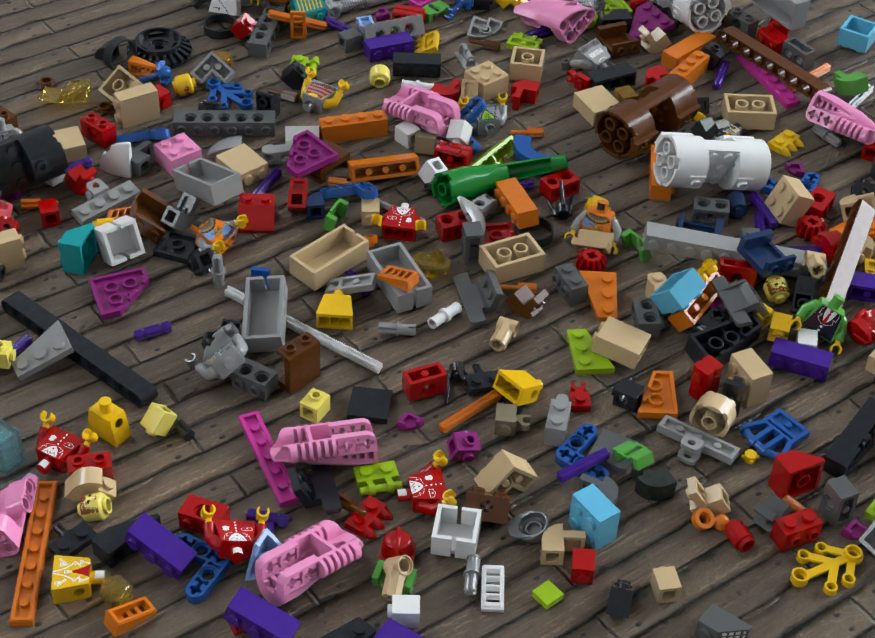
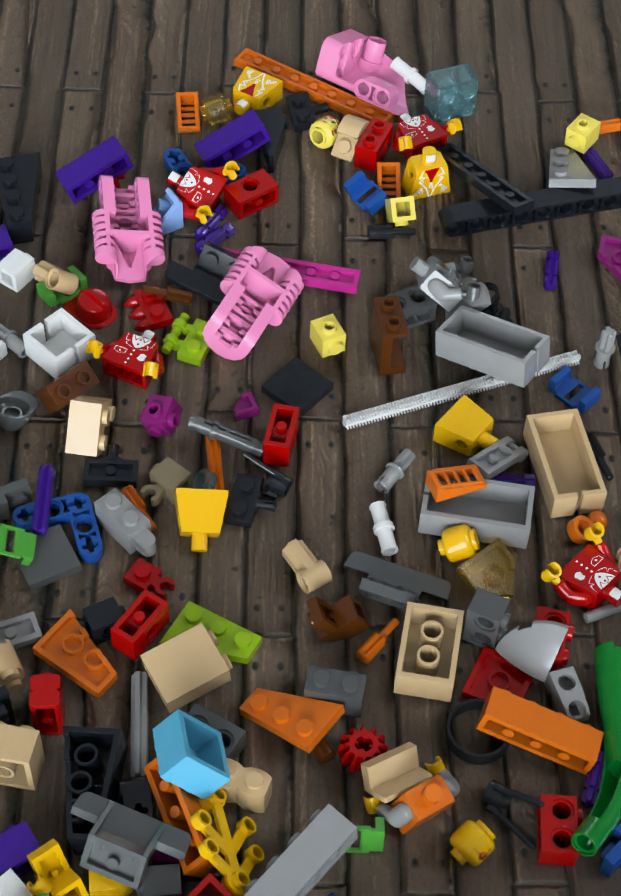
camera: 125 degrees right, 10 degrees up
(94, 383) = (485, 180): none -> black plate
(120, 450) = (389, 168): none -> orange slope
(154, 444) = (358, 186): none -> blue piece
(432, 274) = (458, 543): none -> yellow head
(451, 411) = (232, 437): none -> dark grey pin
(489, 403) = (204, 480): none -> clear light blue tile
(524, 448) = (110, 470): none -> black plate
(536, 430) = (133, 496): none -> orange axle
(612, 370) = (140, 624): none -> red brick
(663, 353) = (139, 724): none -> light grey axle

